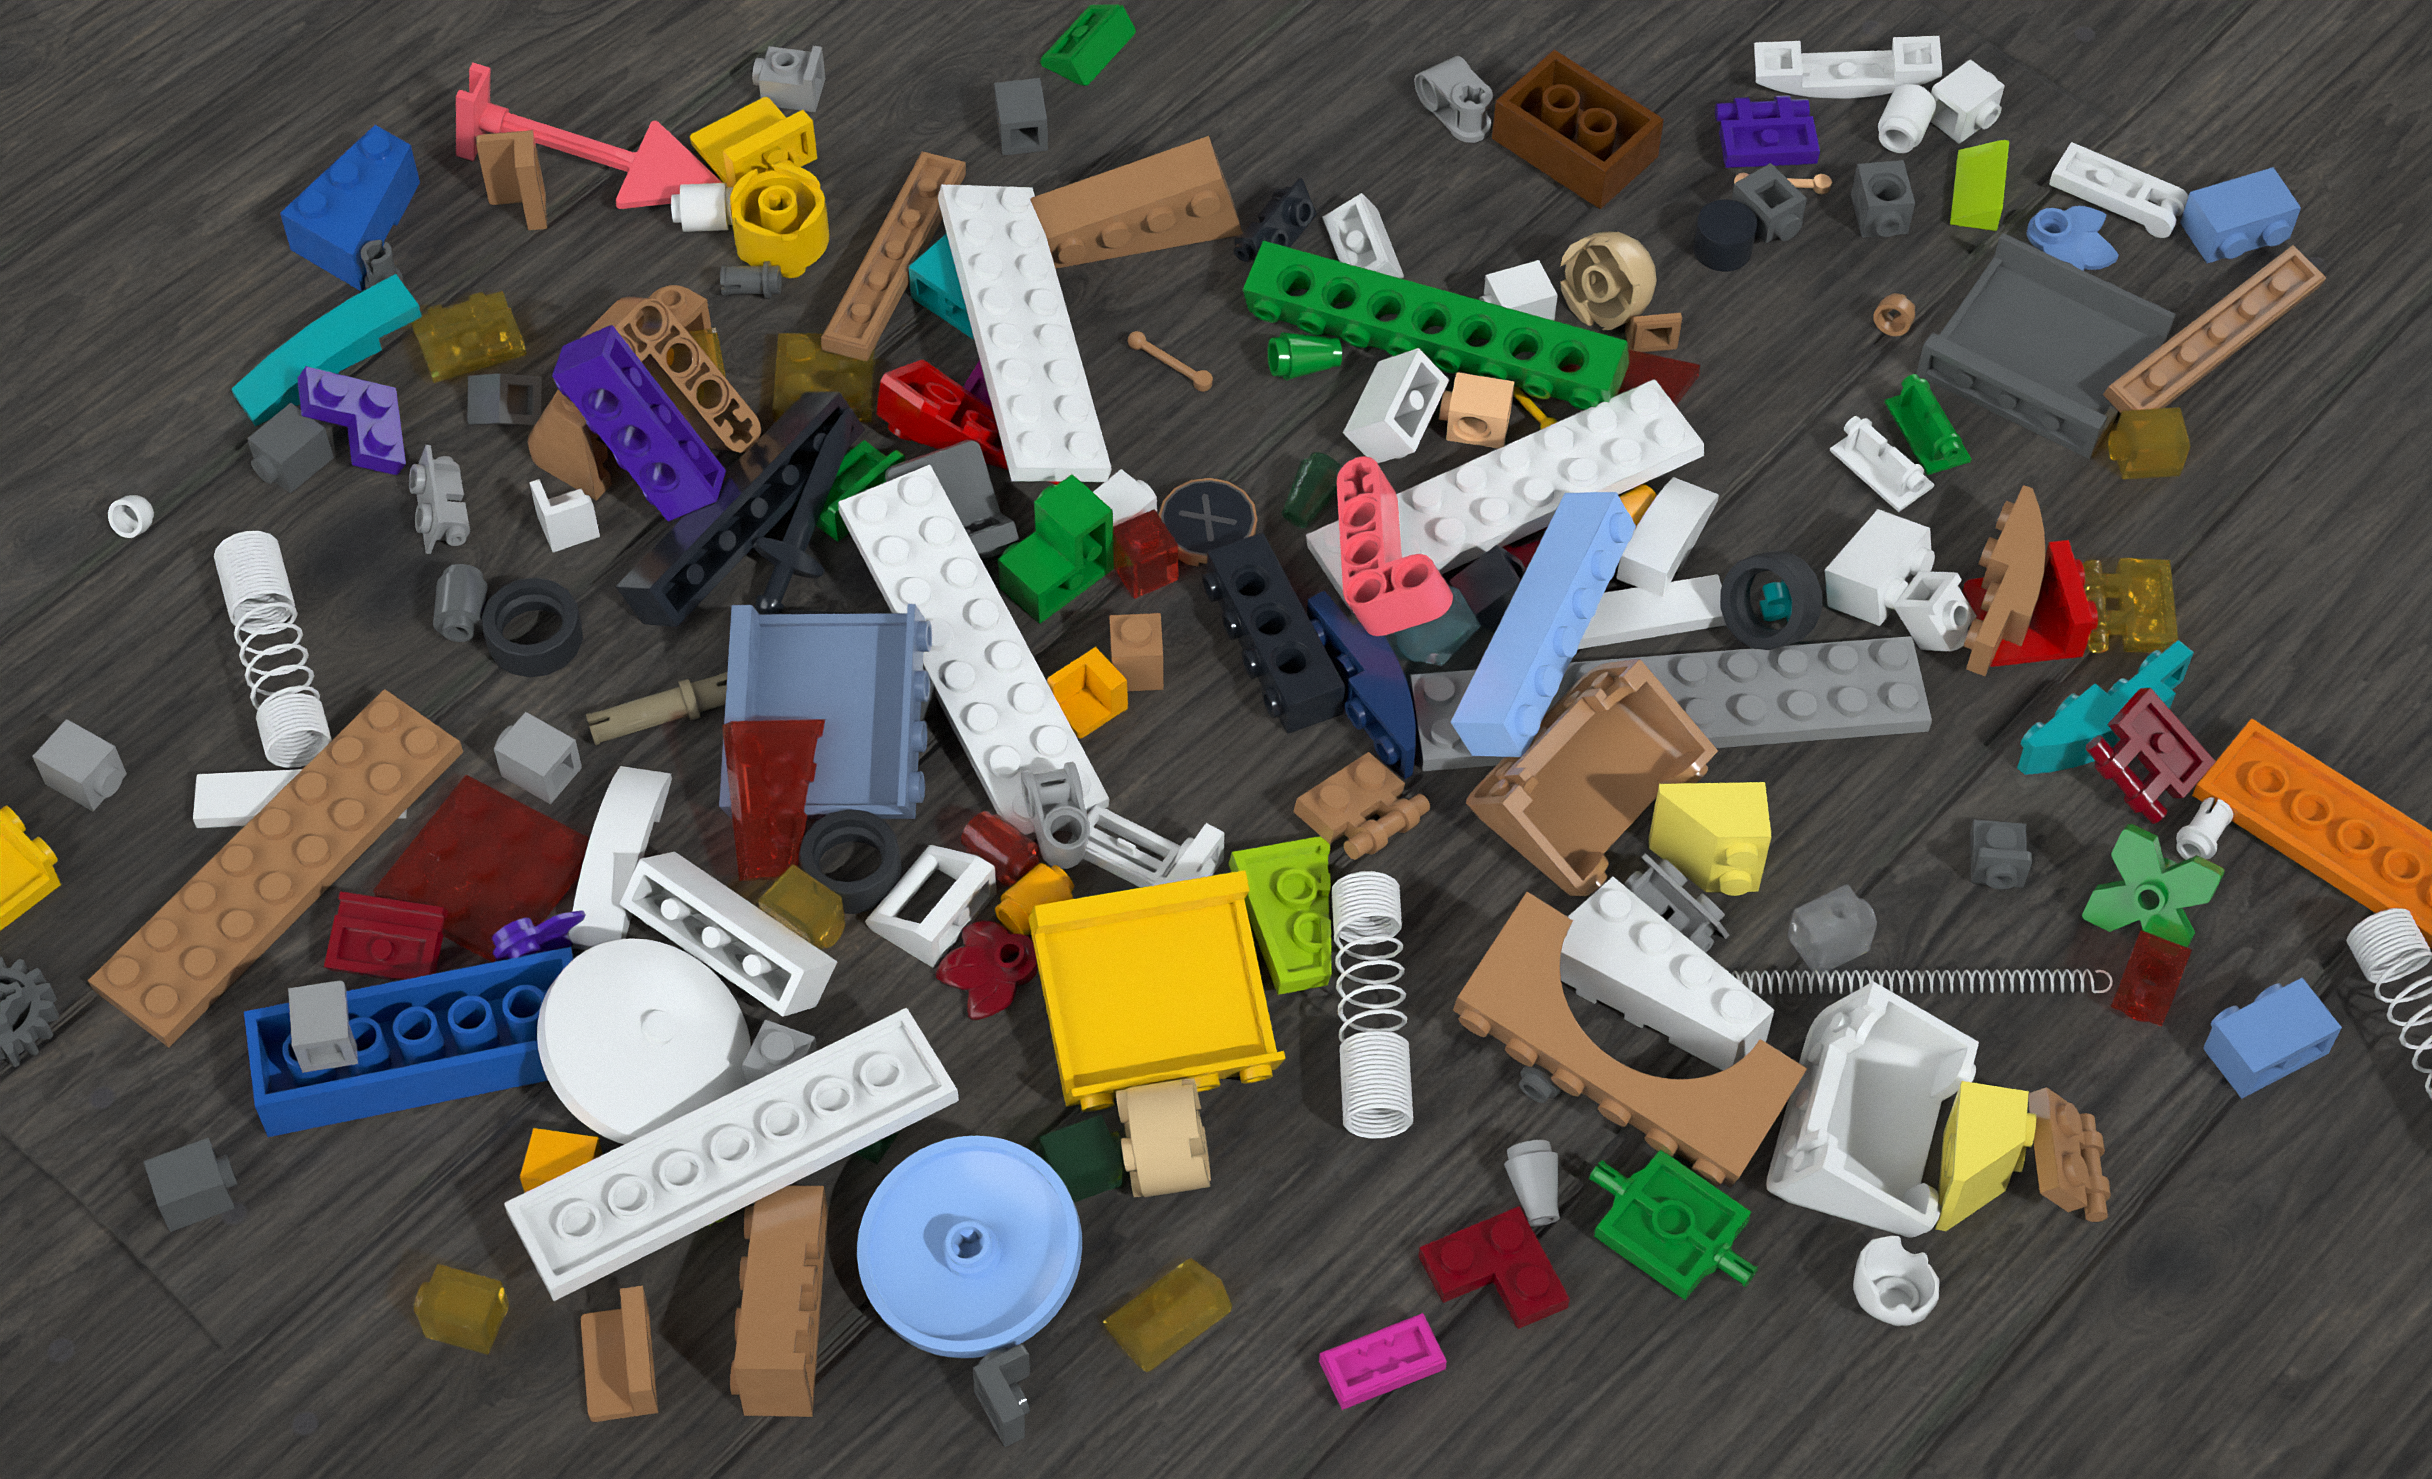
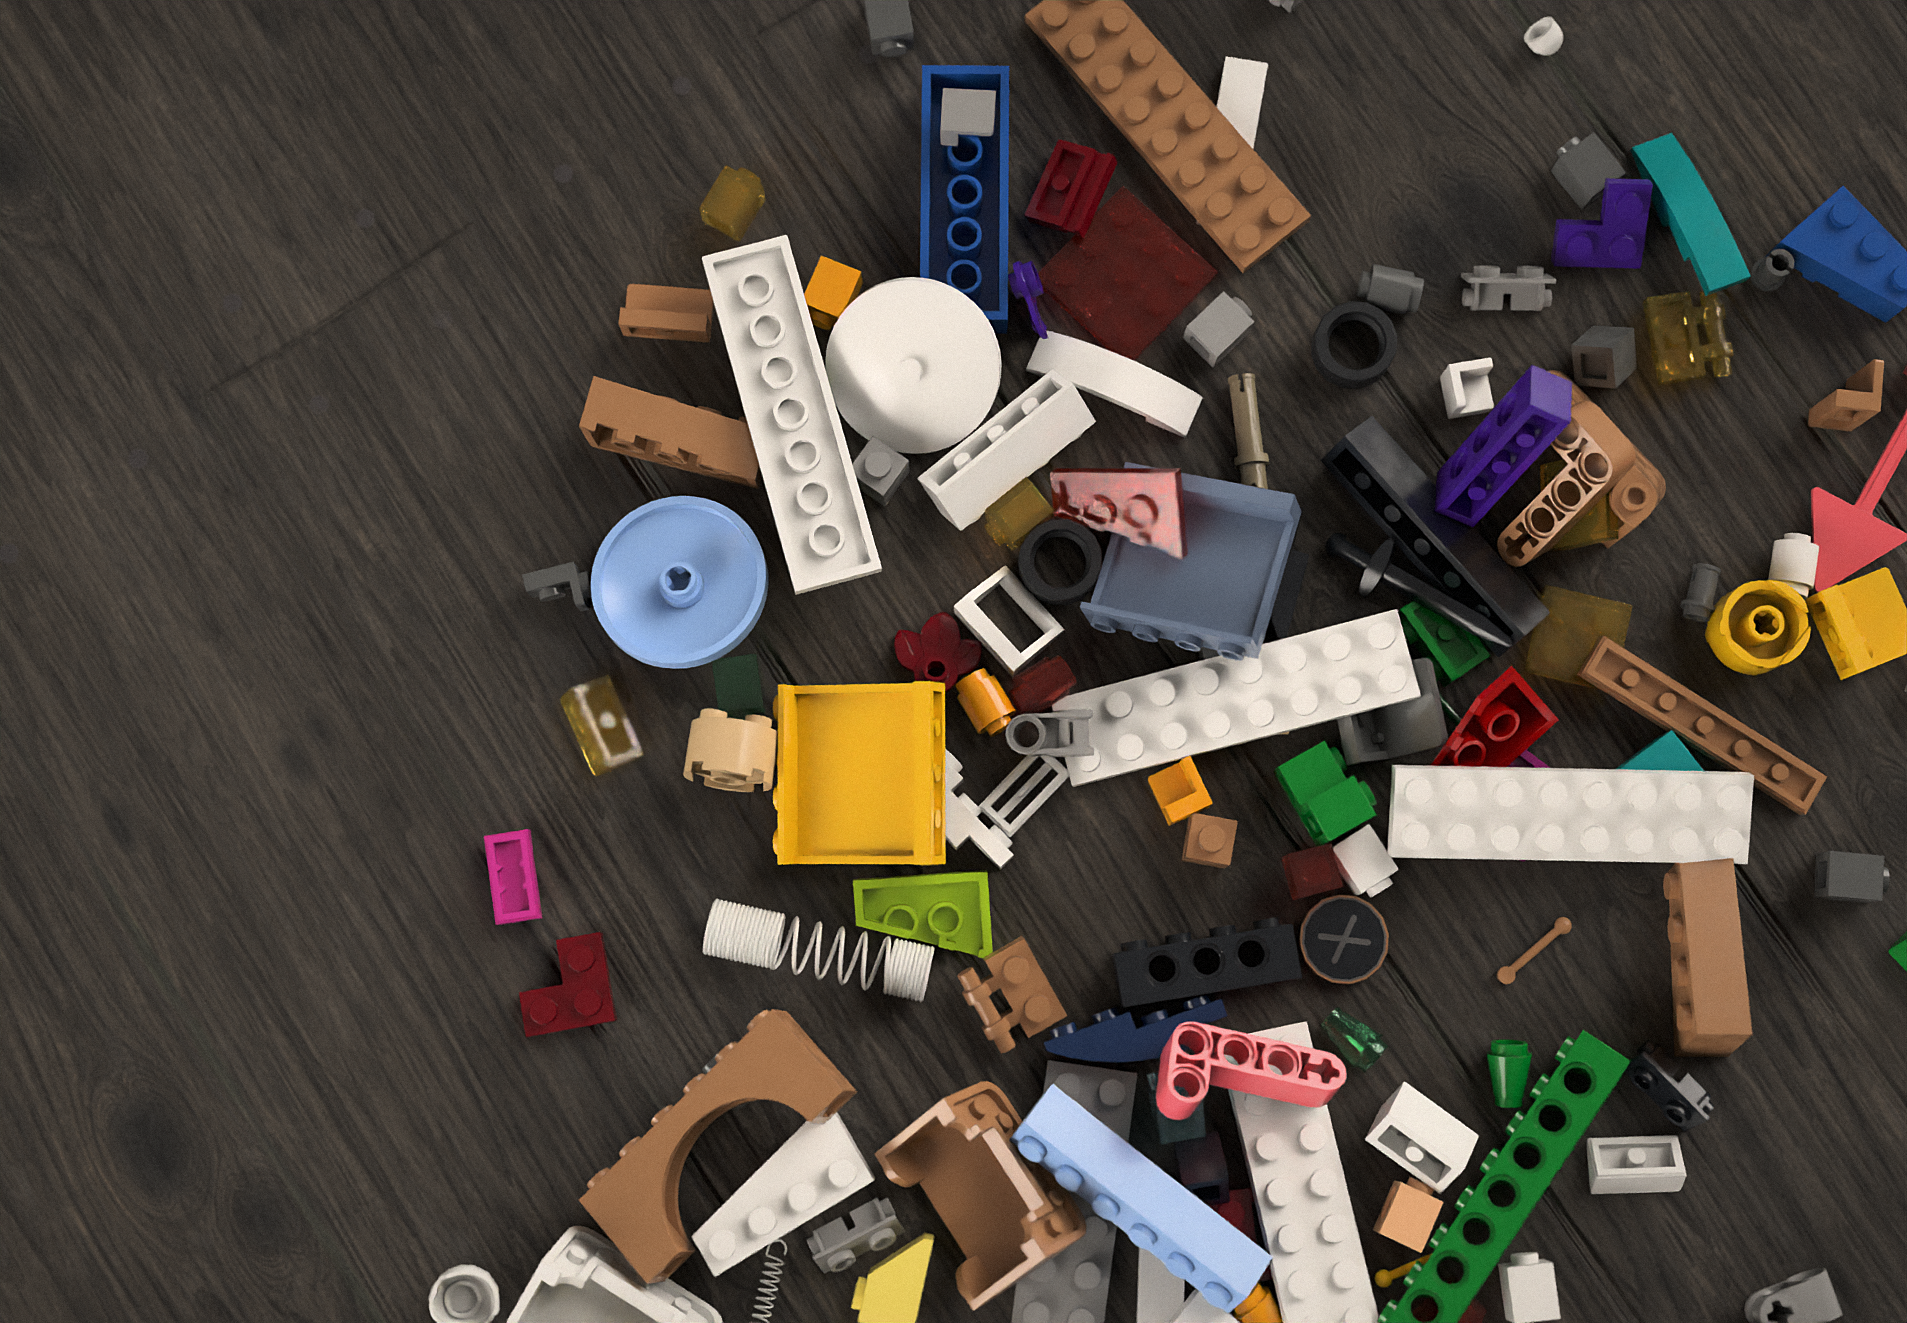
camera: 105 degrees right, 25 degrees up
(258, 600) = (1431, 125): white piece -> none
(1535, 1180) = (632, 1039): light grey cone -> none
(1672, 1224) = (566, 1138): green plate -> none

